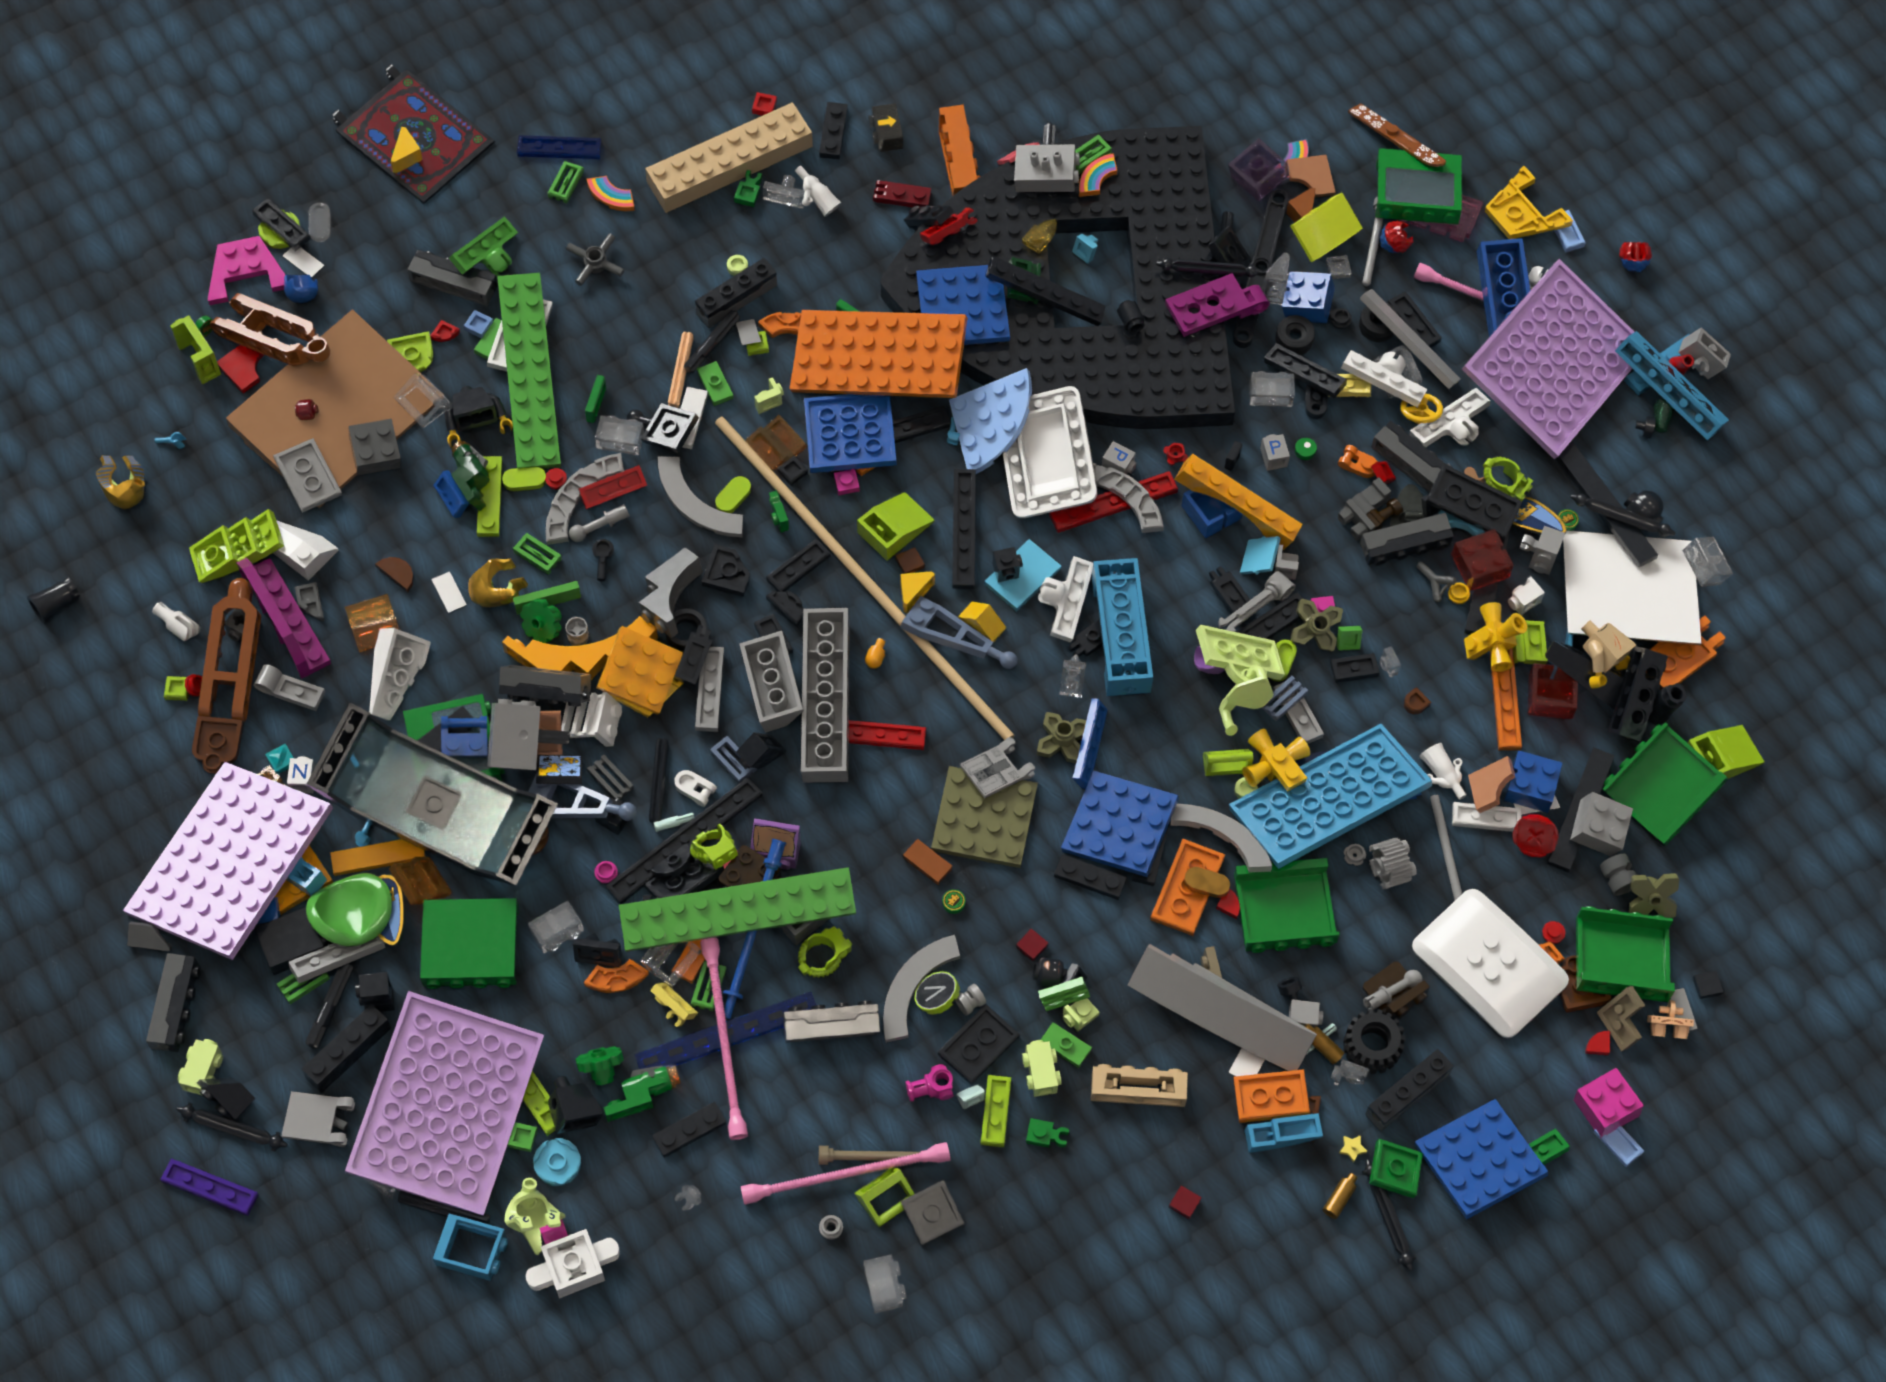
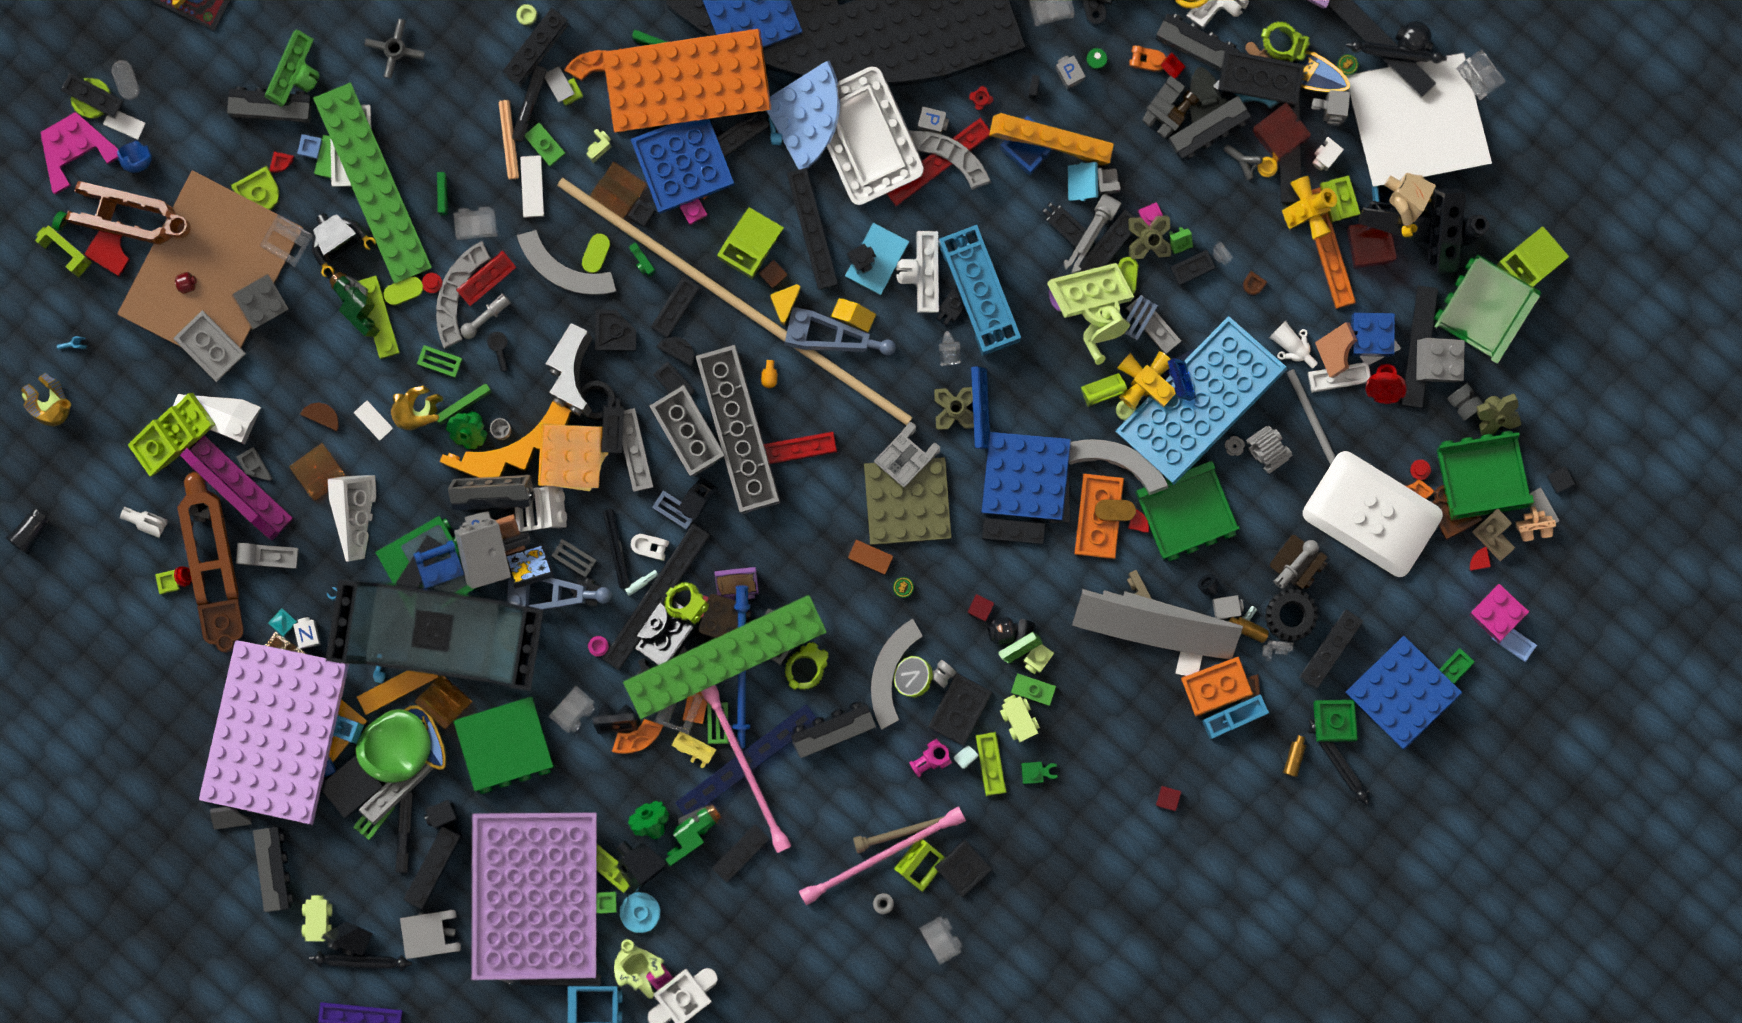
camera: 15 degrees left, 20 degrees up
(451, 494) = (343, 327): blue plate -> none
(667, 428) = (517, 205): plate -> none
(691, 1195) = (761, 910): clear plate -> none
(1172, 1090) = (1071, 717): tan brick -> none
(1314, 767) = (1181, 378): none -> clear blue plate
(1352, 1147) = (1295, 710): light yellow piece -> none
(1687, 658) = (1478, 179): orange tile -> none

